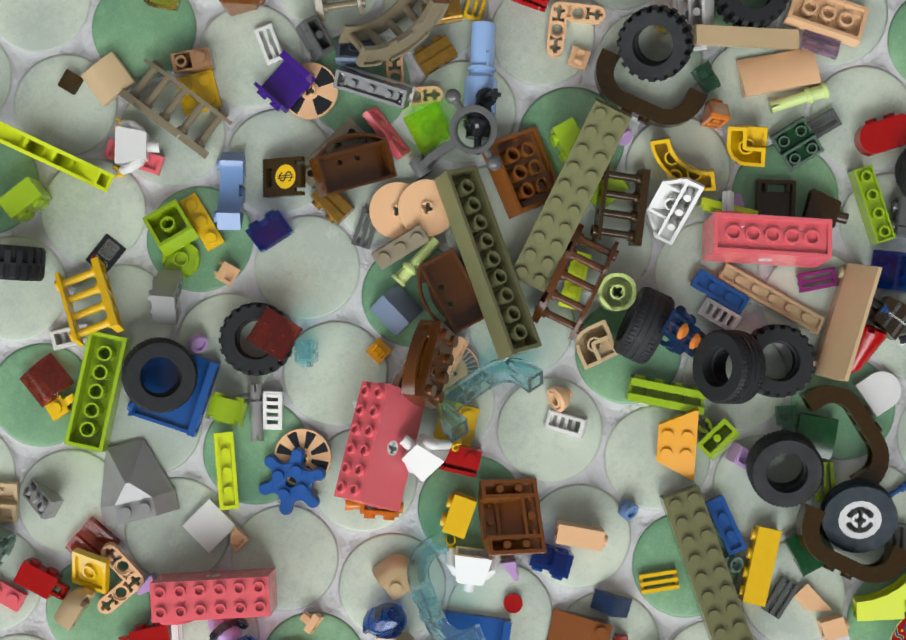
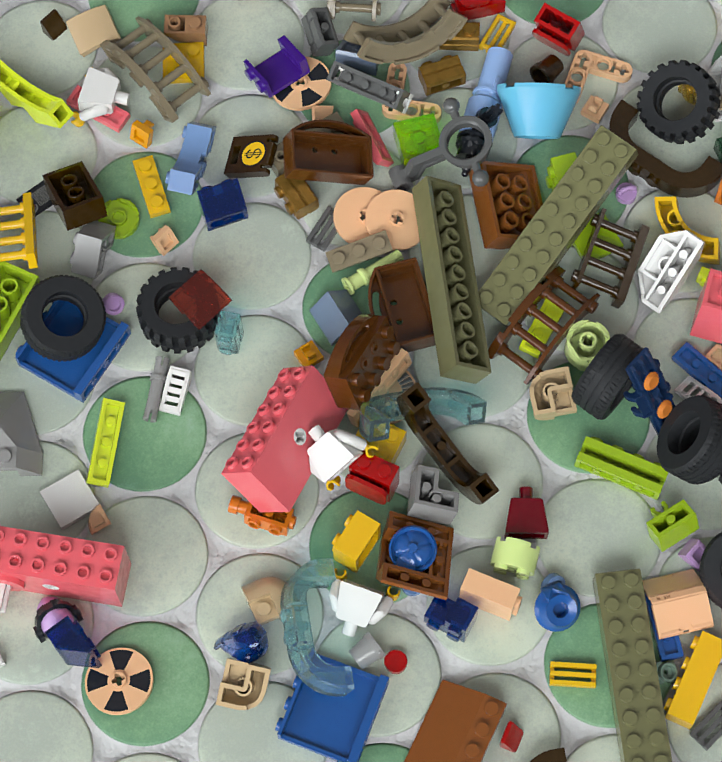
camera: 15 degrees right, 20 degrees down
(137, 253) = (75, 195): none -> dark brown brick
(170, 227) = (117, 179): lime brick -> none
(181, 174) = (142, 133): none -> light orange tile
(227, 410) = (125, 375): lime brick -> none
(275, 59) = (272, 46): white tile -> none
(304, 480) = (186, 480): blue plate -> none
(311, 621) = (157, 629): light nougat tile -> none
(312, 442) = (210, 454): light nougat piece -> none
(336, 118) = (320, 112): none -> light nougat tile
(488, 602) = (366, 651): none -> light grey piece
(508, 514) = (413, 548): none -> blue piece
(509, 464) = (429, 501): none -> light grey brick
(511, 567) = (402, 617): lavender slope -> none
(518, 420) = (471, 483): none -> dark brown arch
(529, 31) = (546, 70): none -> dark brown piece
(530, 76) = (538, 108): none -> medium azure cone
(559, 397) = (499, 443): light nougat brick -> none
(583, 422) = (513, 472): white slope -> none
(593, 498) = (514, 557): none -> yellowish green brick
(594, 457) = (526, 517): none -> dark red torso
(611, 604) = (511, 687): dark blue slope -> none
(636, 530) = (557, 607): none -> blue piece
(678, 443) = (625, 520): light orange wing -> none
(733, 503) = (678, 603): none -> light nougat piece

